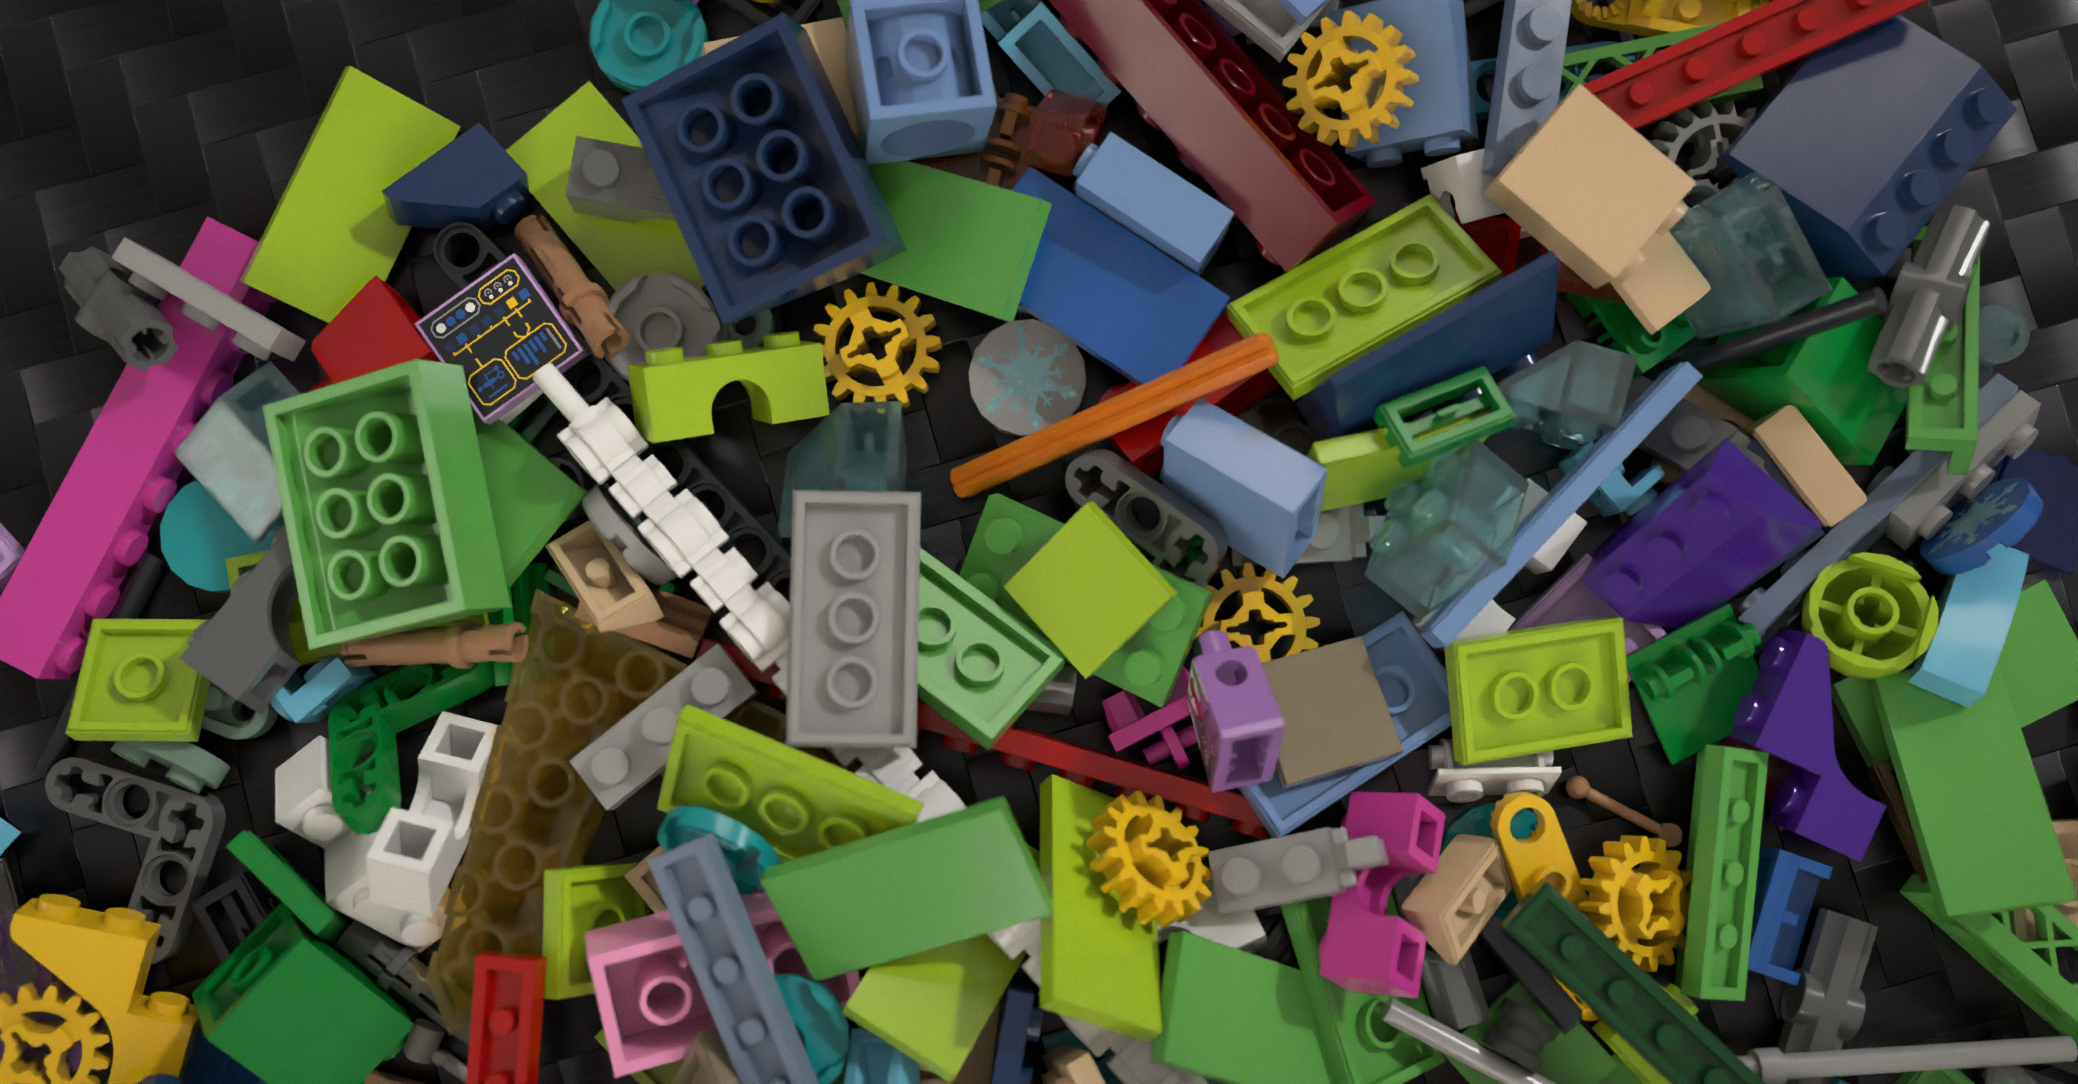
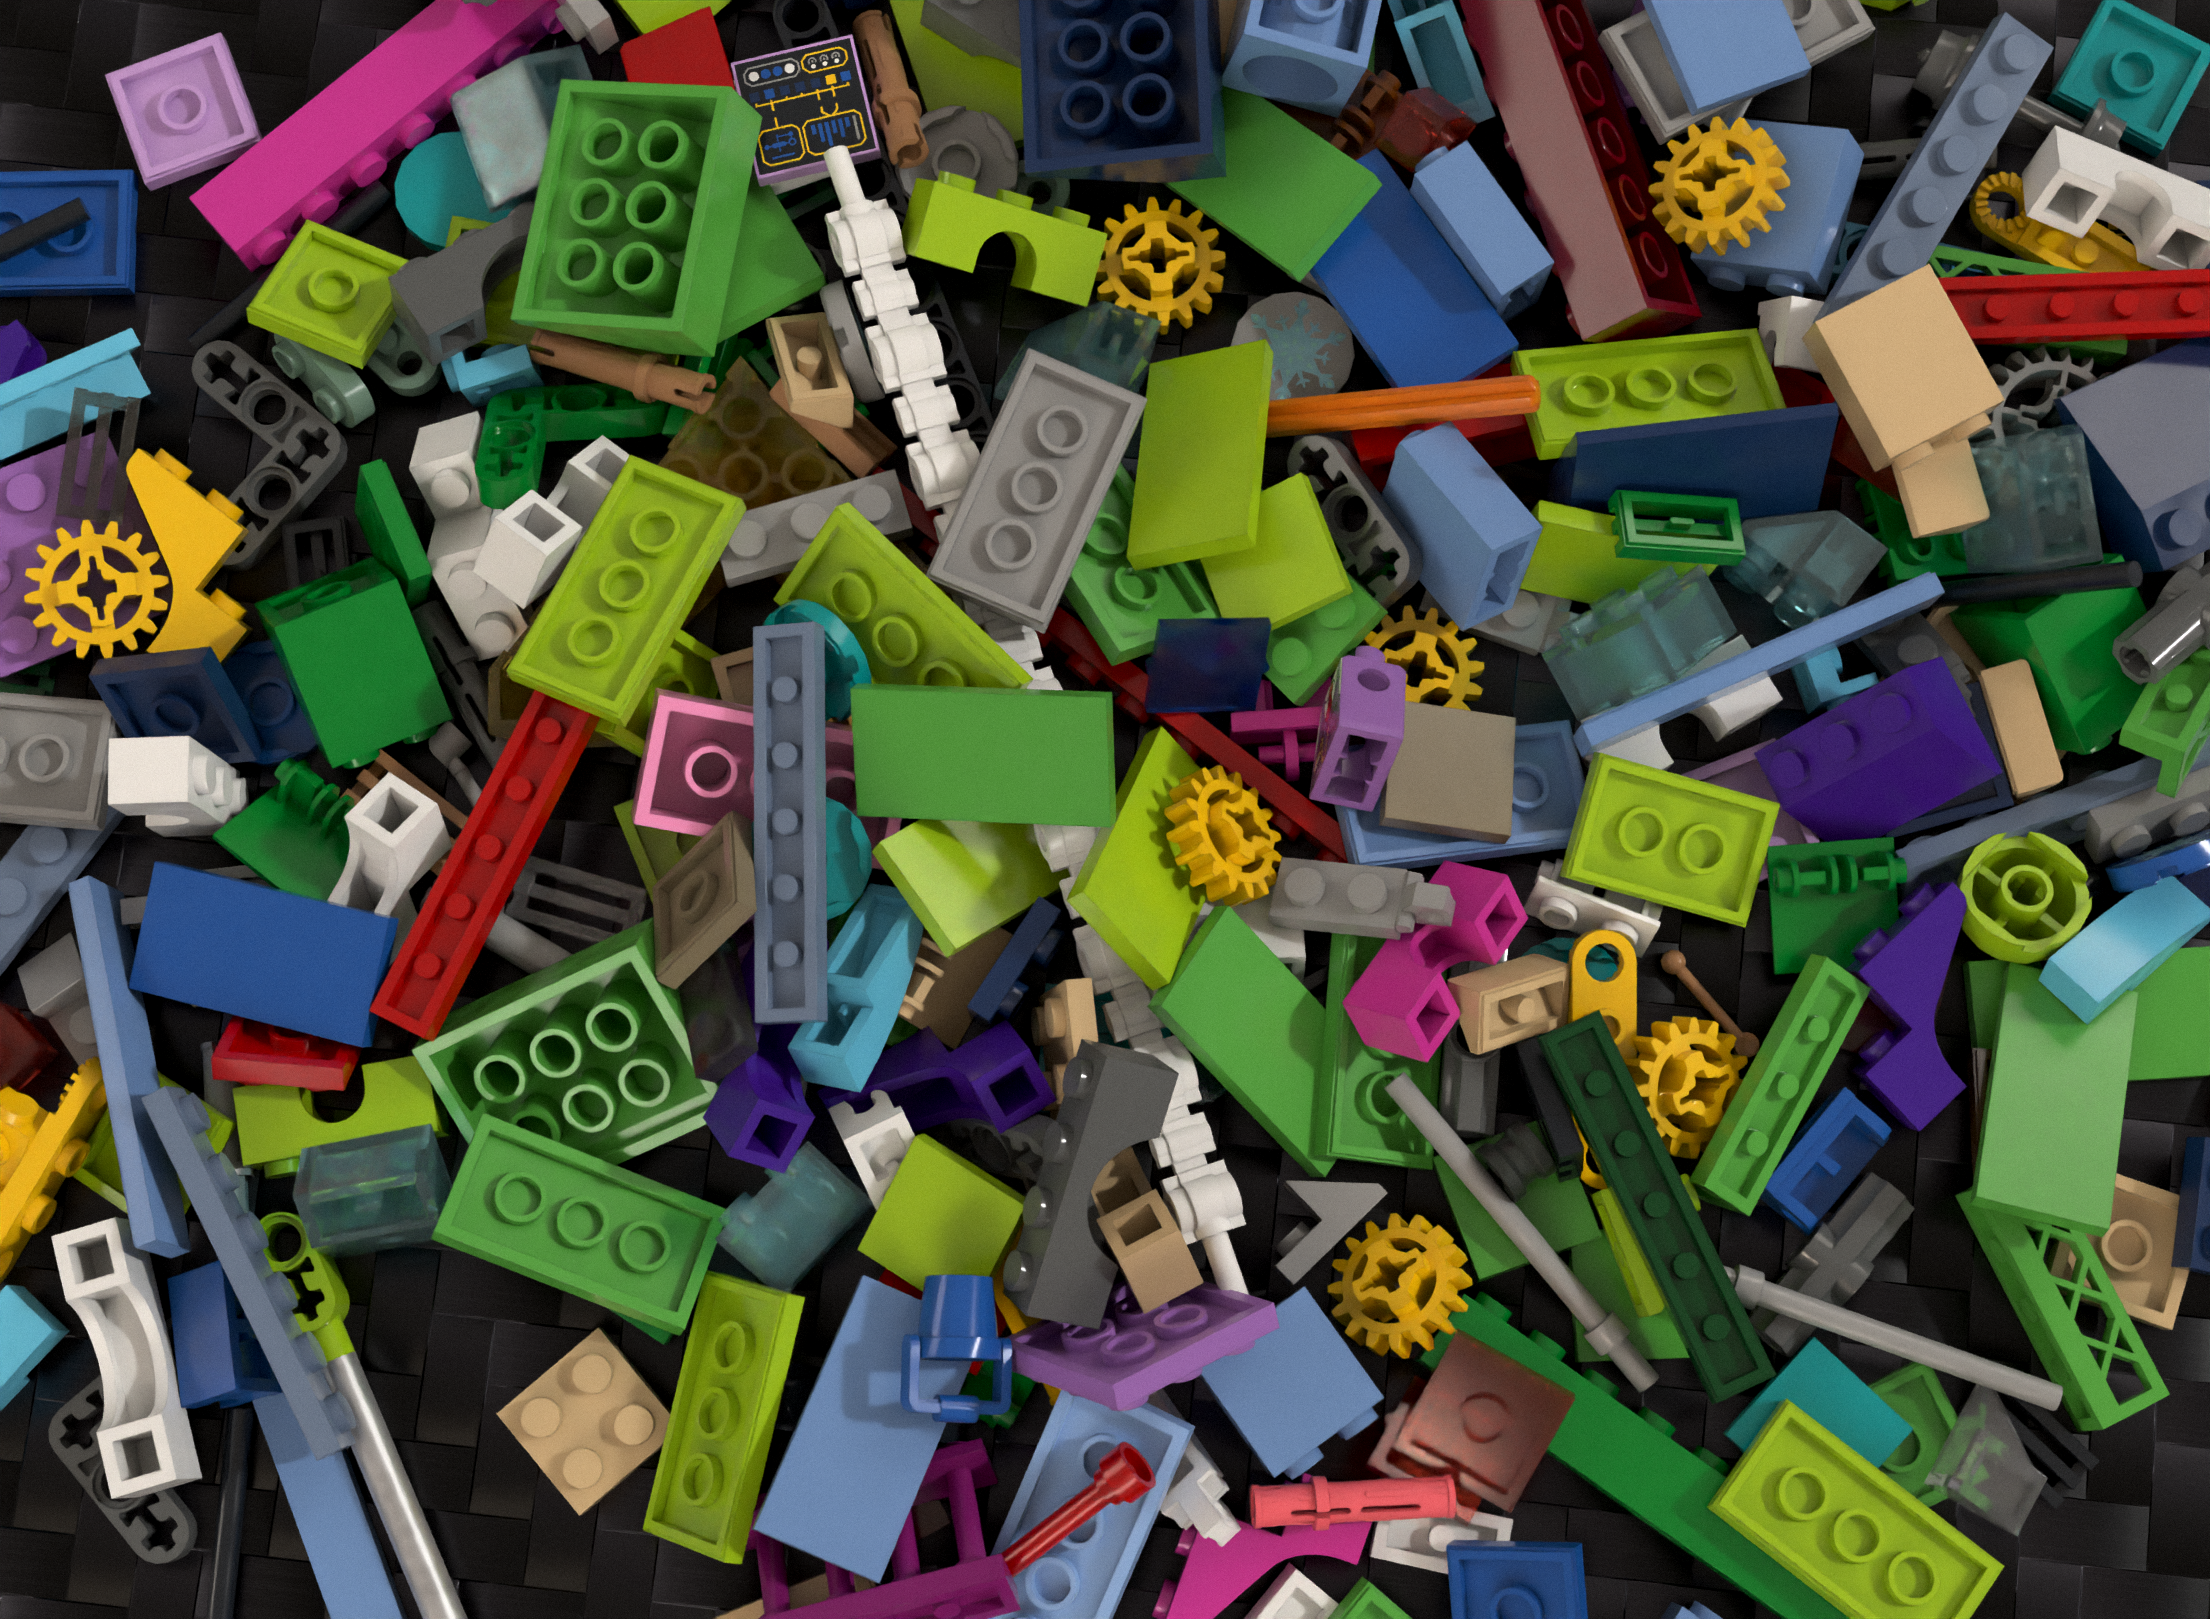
camera: 20 degrees right, 5 degrees down
(519, 864) = (626, 590): none -> lime tile
(988, 516) = (1201, 456): none -> lime tile
(1071, 708) = (1207, 664): none -> clear blue piece

